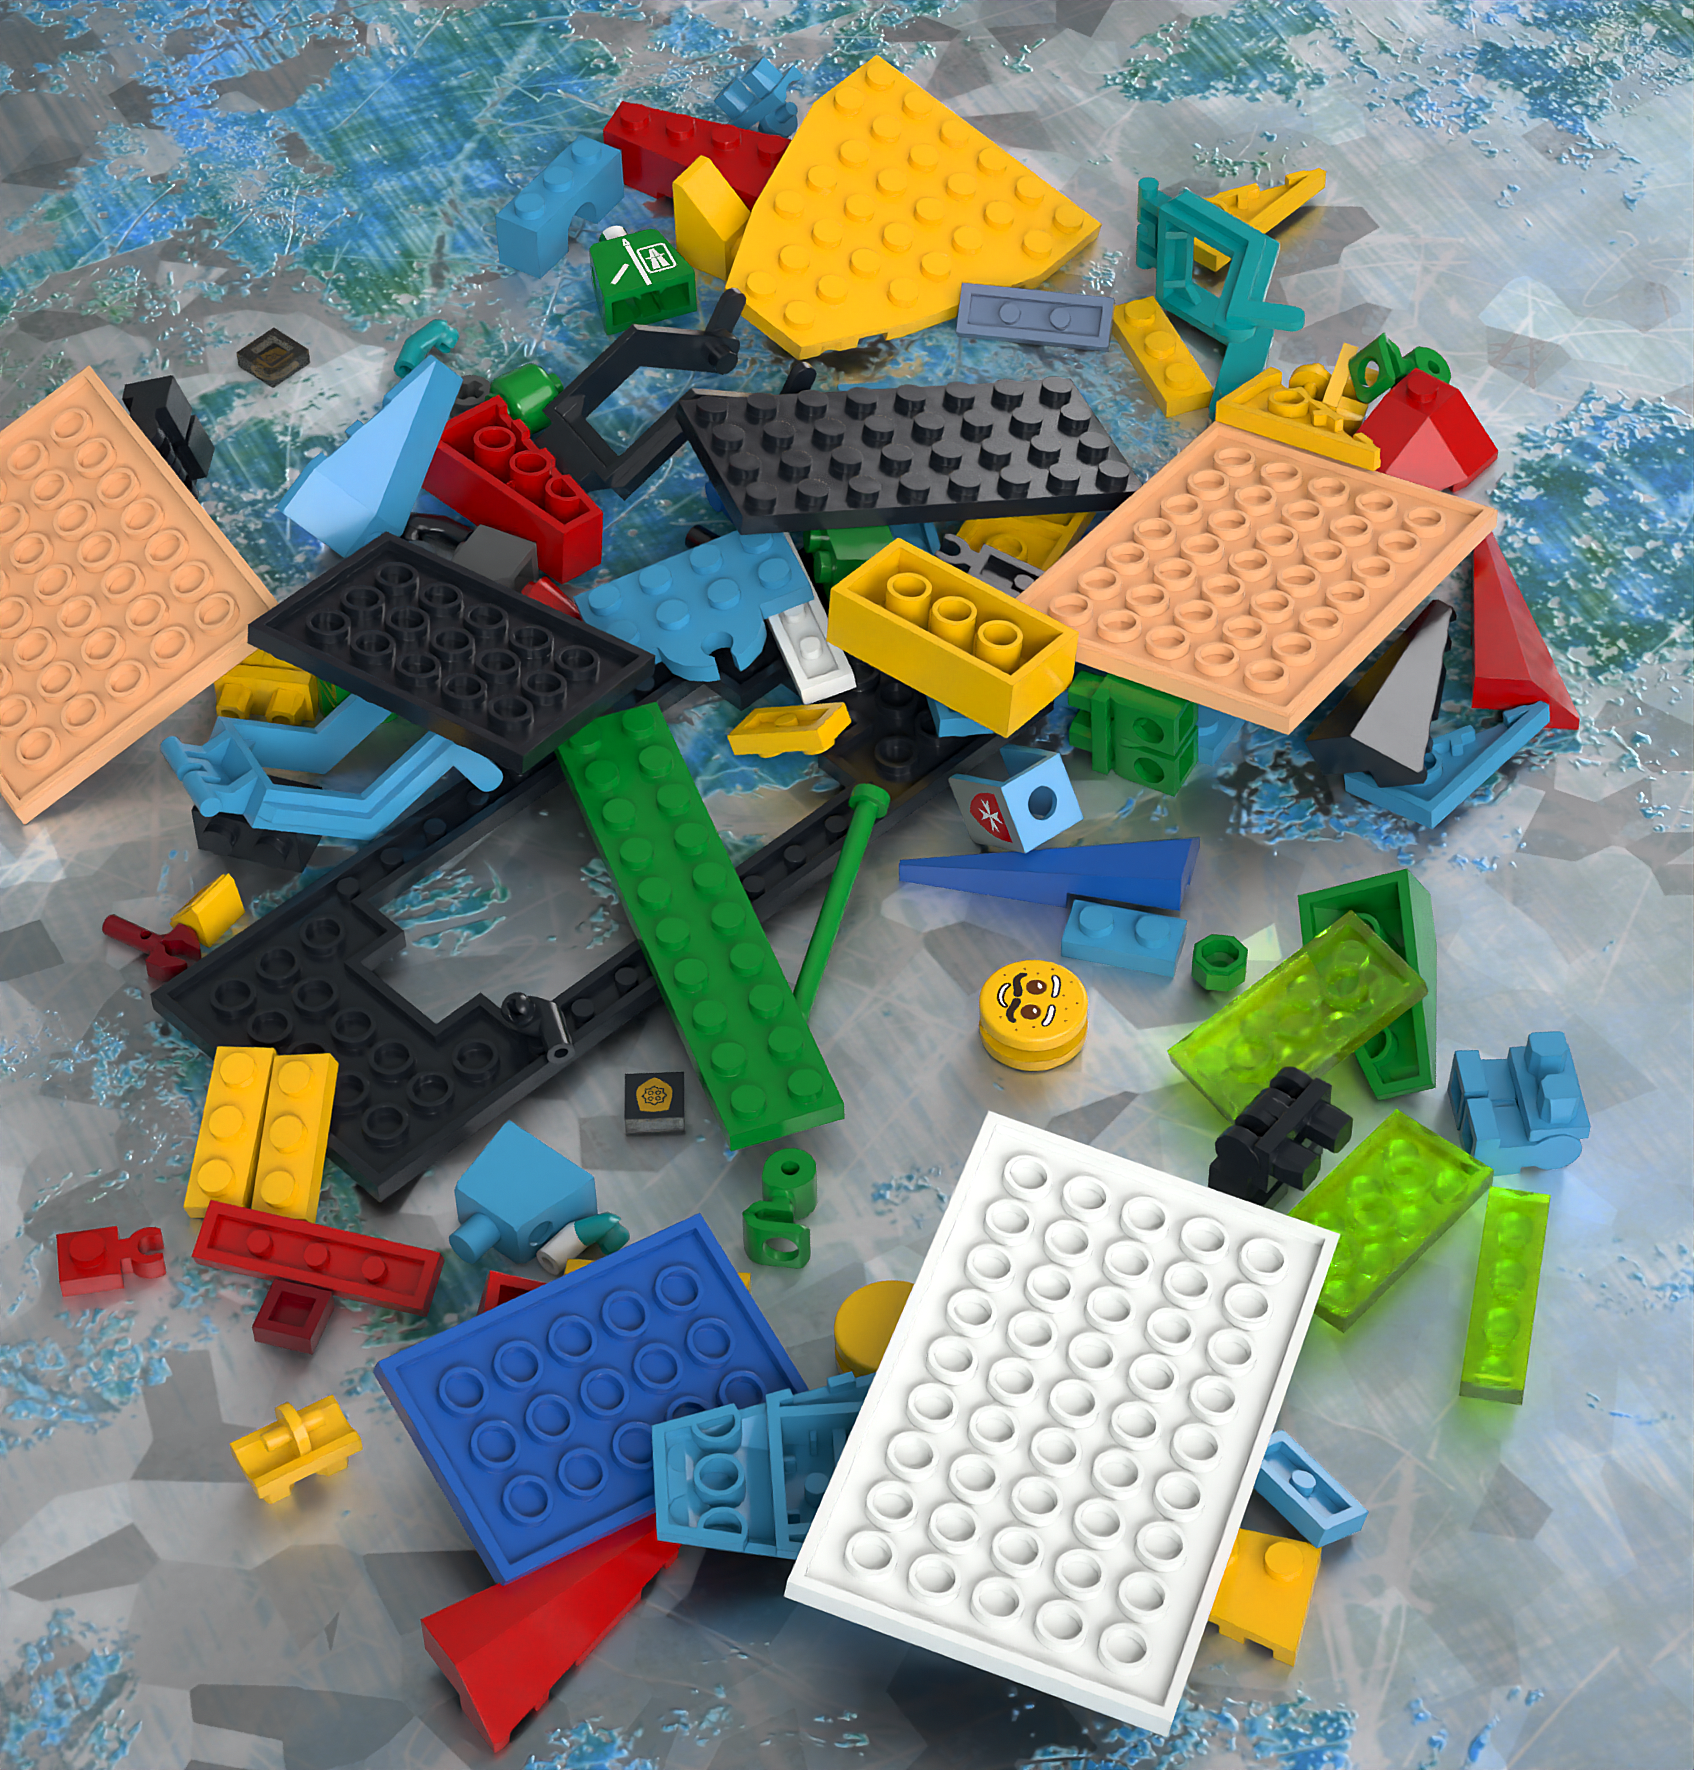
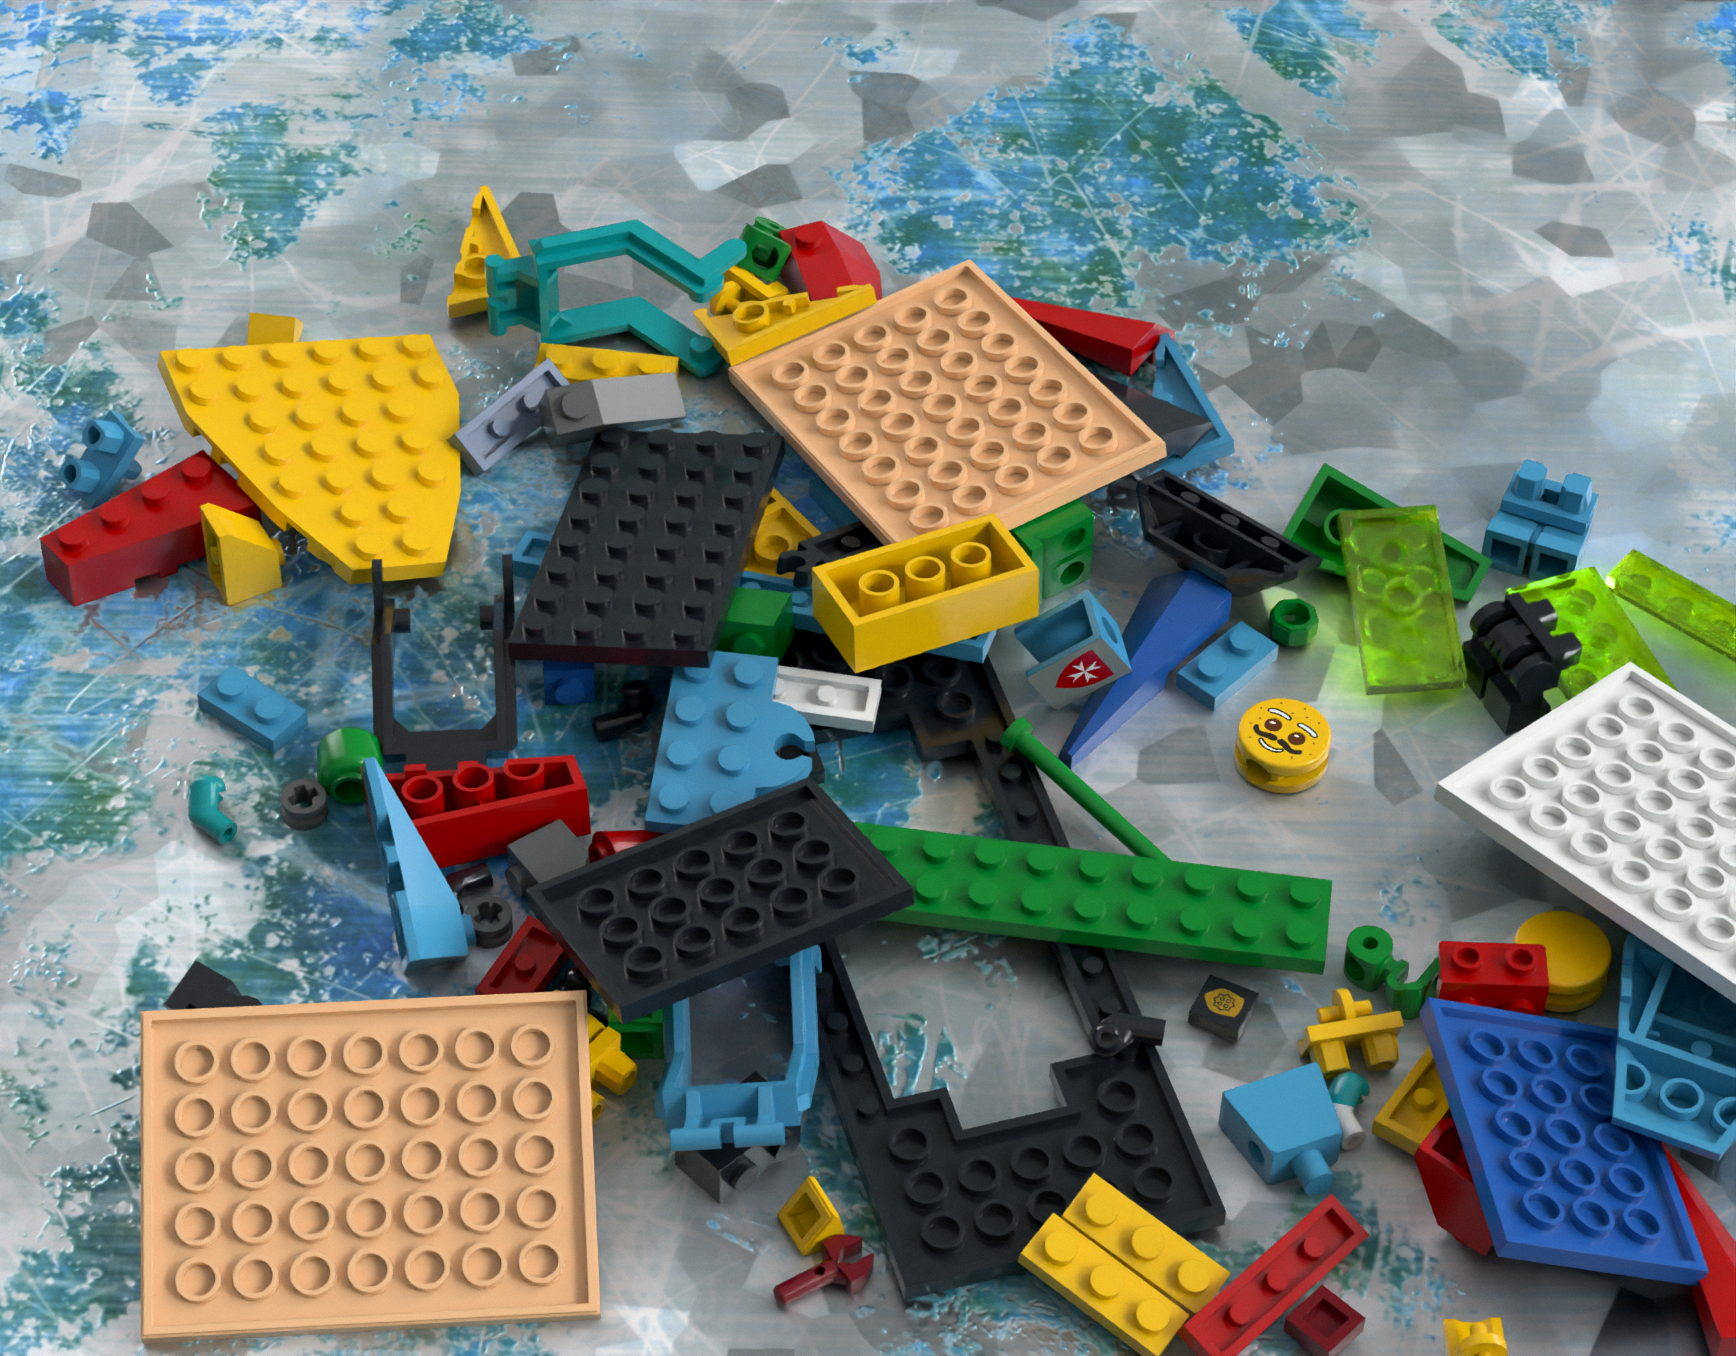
camera: 65 degrees left, 0 degrees up
(273, 357) = (127, 918): clear smoke tile -> none
(536, 222) = (109, 626): dark azure arch -> none
(559, 323) = (252, 709): none -> dark azure plate
(639, 279) = (250, 630): green torso -> none
(648, 1192) = (1346, 1031): none -> yellow hips
(789, 729) = (888, 754): yellow plate -> none
(805, 1282) = (1494, 975): none -> red bracket
(1022, 135) = (273, 329): none -> yellow slope
(1095, 367) = (589, 407): none -> slope
(1249, 834) = (1217, 538): none -> black wedge

